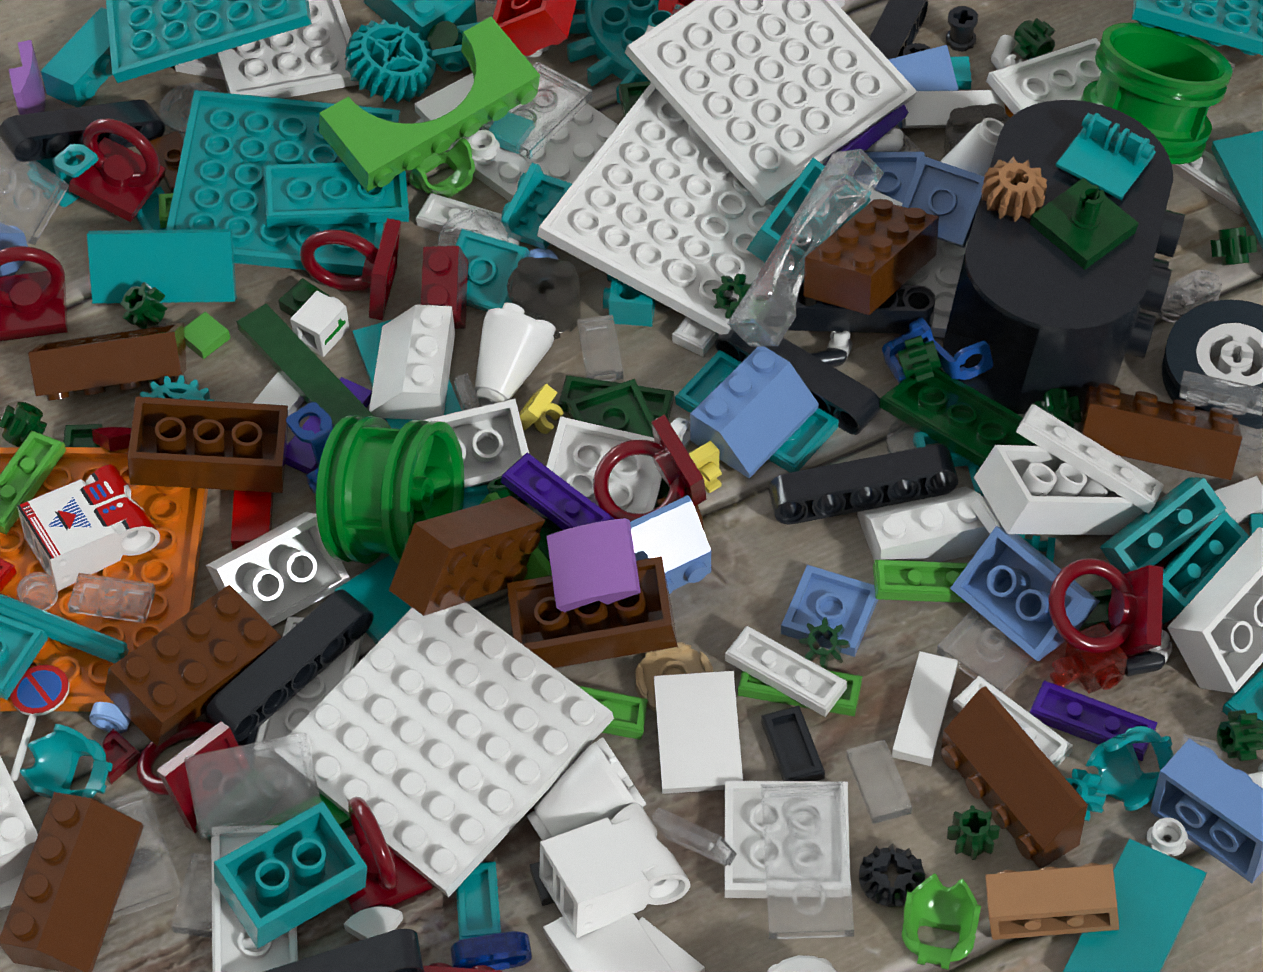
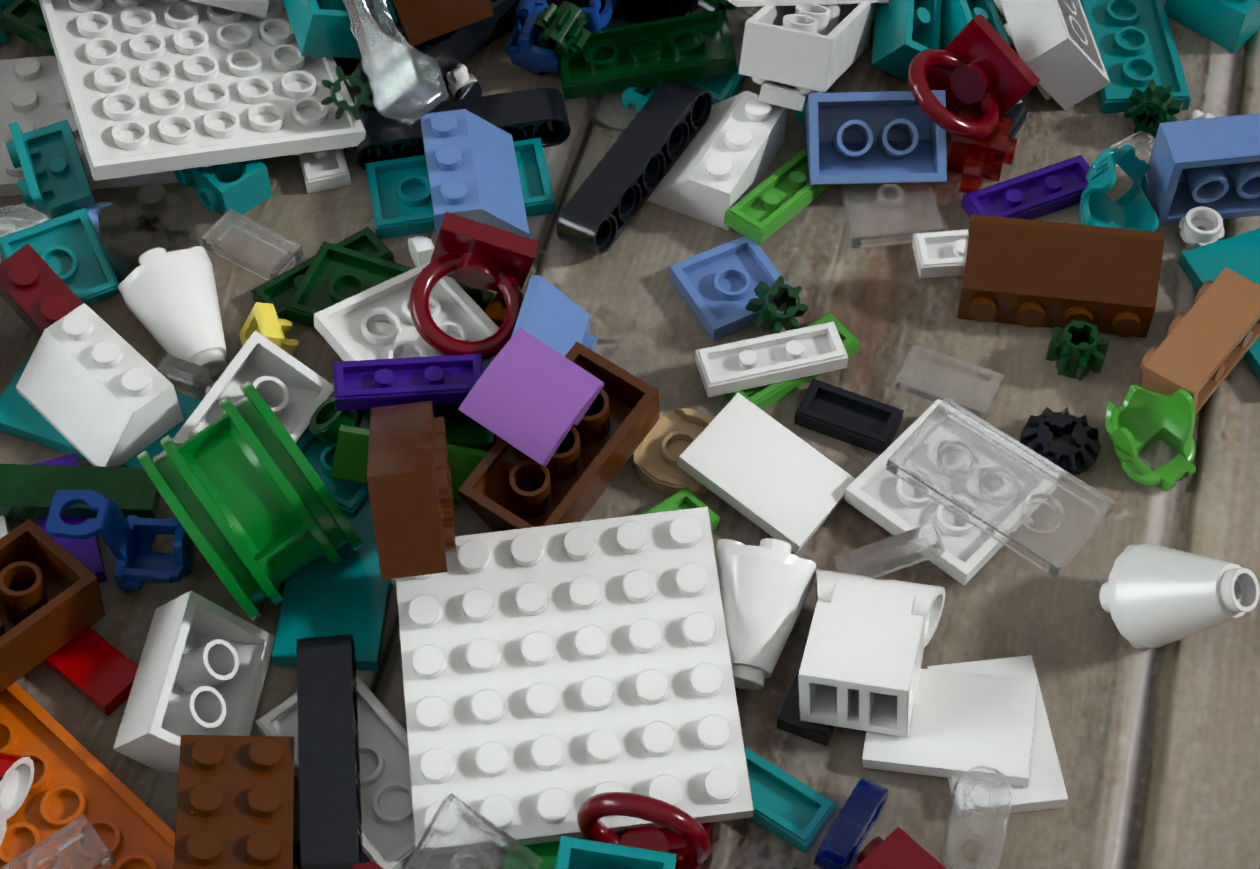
camera: 50 degrees left, 0 degrees up
(925, 708) = (907, 295): white tile -> none

